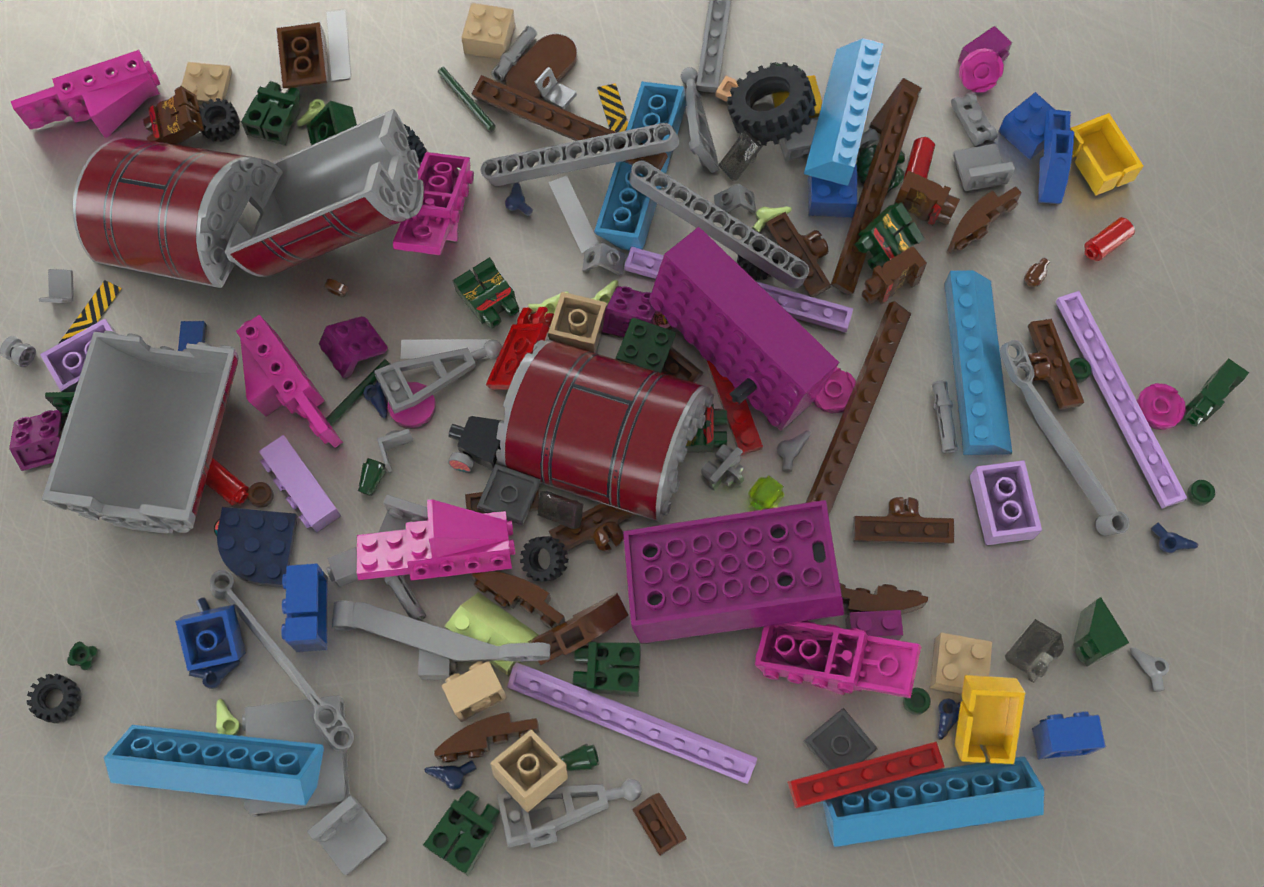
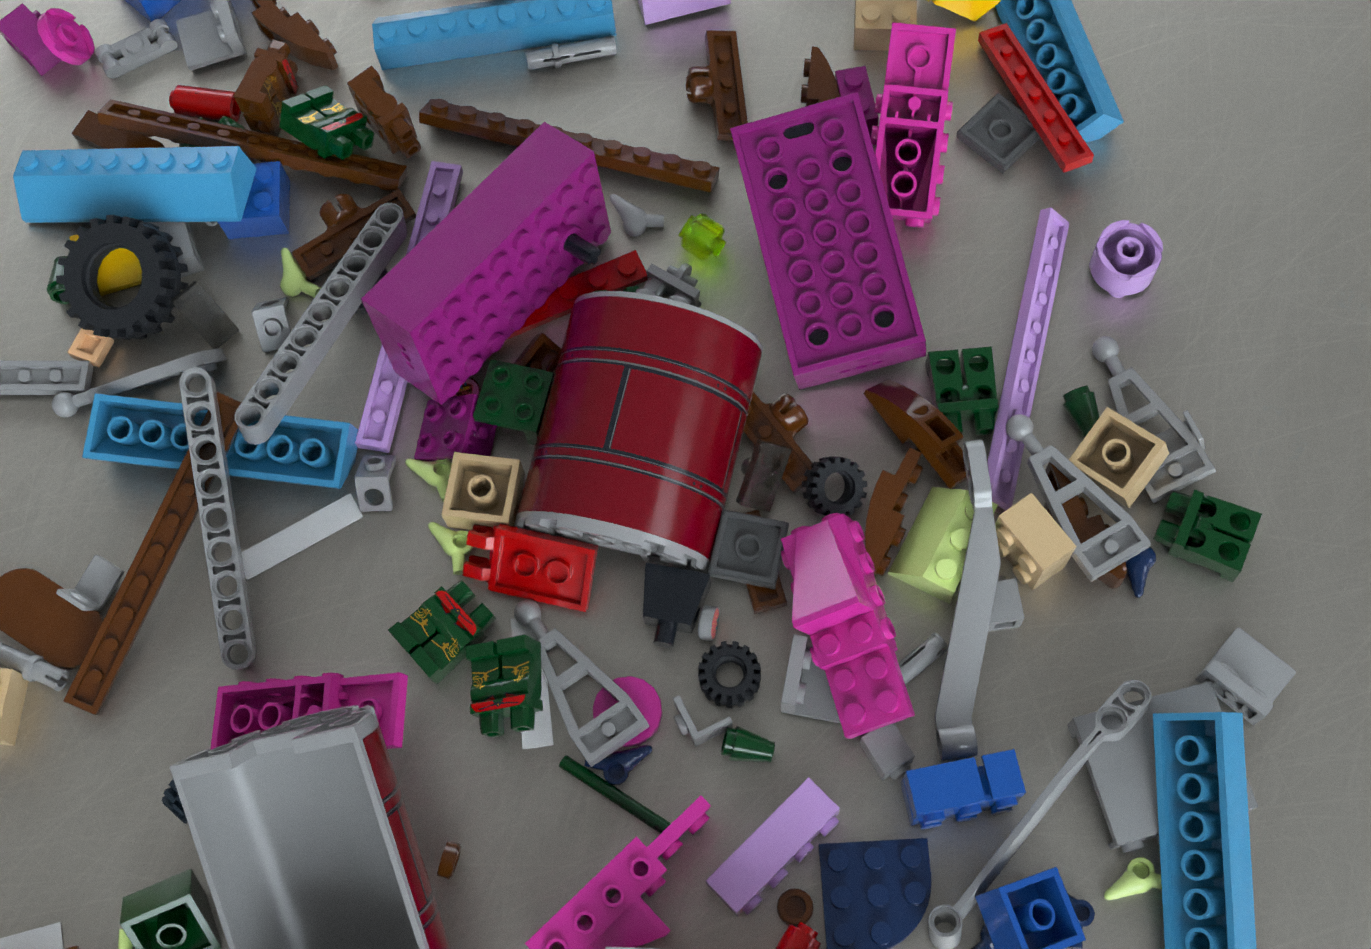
camera: 90 degrees left, 0 degrees up
(351, 342) = (542, 816): magenta bracket -> none
(412, 462) = (729, 695): none -> black tyre
(440, 327) = (505, 683): none -> dark green hips
(455, 743) = (1108, 547): none -> light grey plate
(464, 96) = (101, 724): dark green bar -> none
(517, 200) = (283, 617): dark blue animal -> none
(613, 107) = (123, 504): sticker -> none
(659, 823) = (1138, 314): reddish brown slope -> none
(710, 804) = (1126, 258): none -> lavender brick
(948, 716) = (937, 20): dark blue animal -> none

